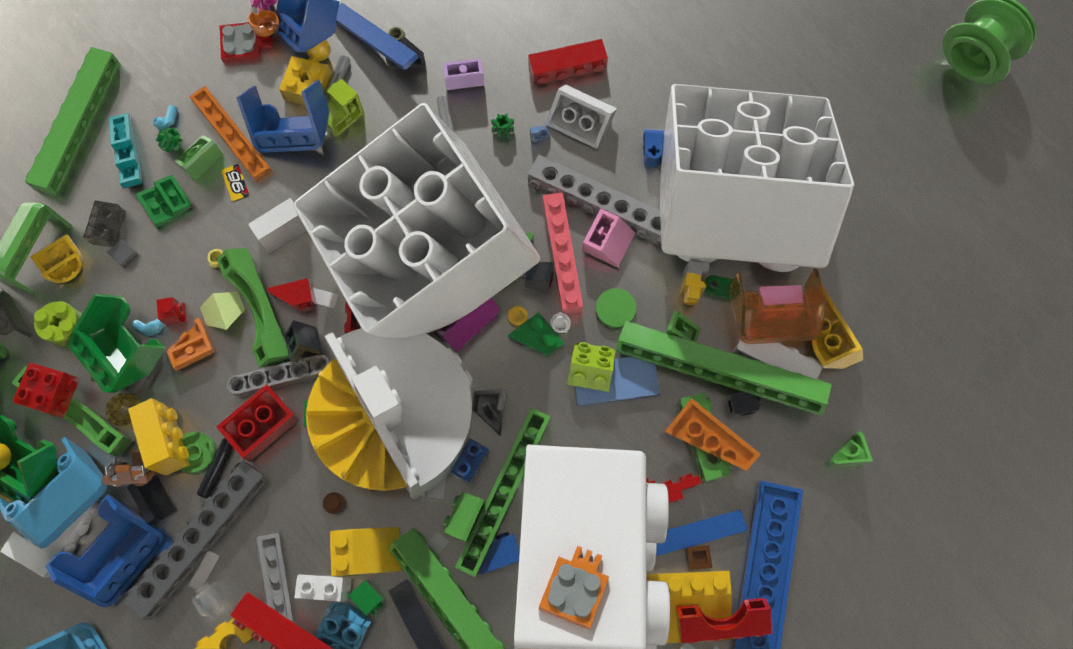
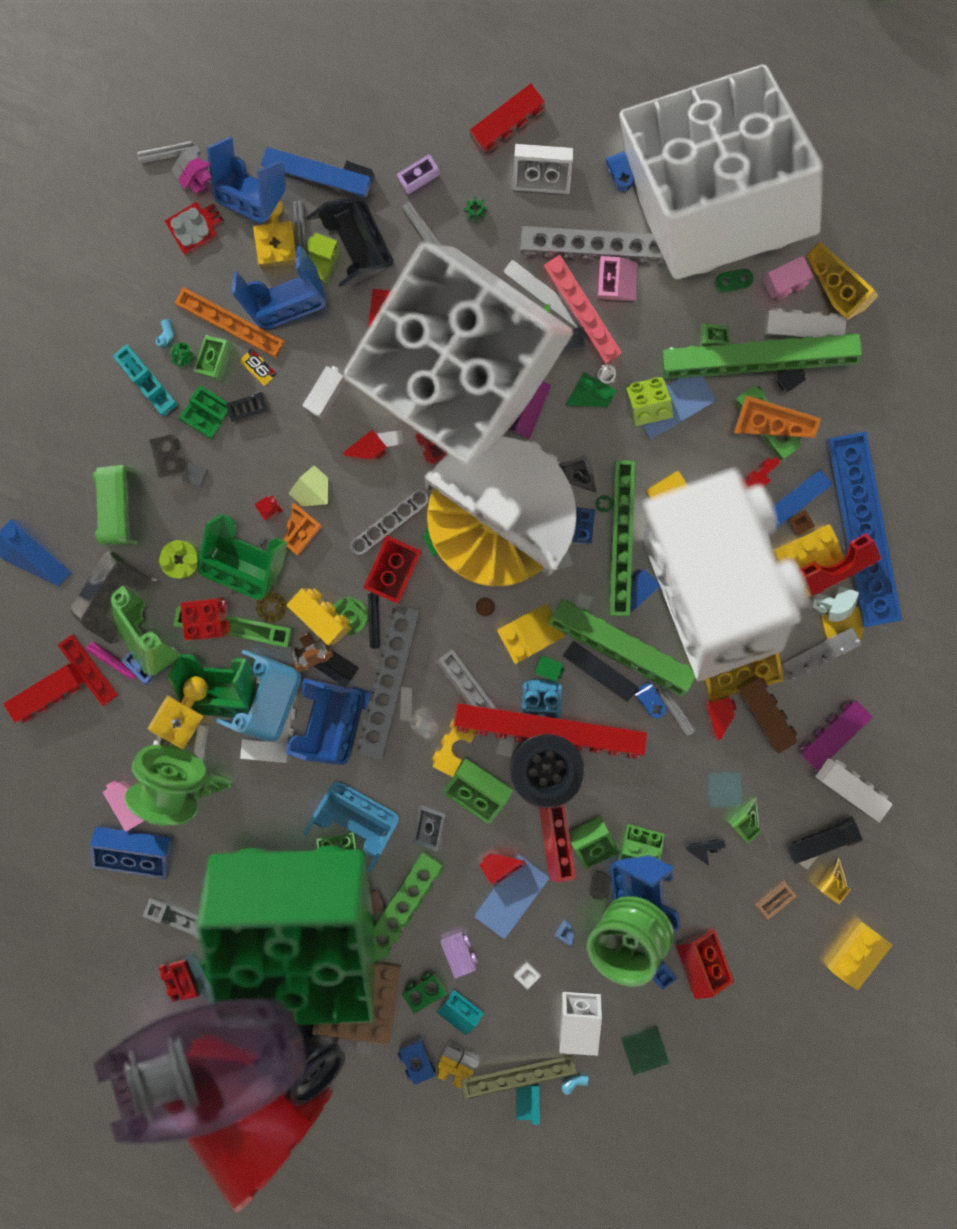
camera: 25 degrees left, 15 degrees up
(59, 260) = (147, 505): yellow slope -> none
(72, 121) = (83, 372): bright green brick -> none
(147, 329) = (256, 531): medium azure arm -> none
(212, 257) = (281, 439): light yellow plate -> none
(217, 215) = (261, 396): none -> black slope
(239, 269) = (311, 448): bright green arch -> none
(264, 23) = (209, 202): orange hair -> none
(301, 338) = (394, 485): black panel -> none
(323, 588) = (513, 675): white panel -> none
(386, 97) = (359, 235): none -> black windscreen
(396, 31) = (335, 155): olive plate -> none
(464, 516) = (598, 572): bright green slope -> none
(498, 454) = (603, 509): none -> green bush
(517, 316) = (566, 383): yellow tile -> none
(530, 220) = (539, 290): none -> white sticker
(539, 133) = (511, 203): medium blue tile -> none
(575, 589) = (729, 594): piece -> none
(615, 308) = (648, 339): bright green tile -> none
(692, 282) = (706, 289): yellow hips -> none
(778, 322) = (785, 303): clear orange windscreen -> none
(852, 453) = (896, 382): bright green slope -> none

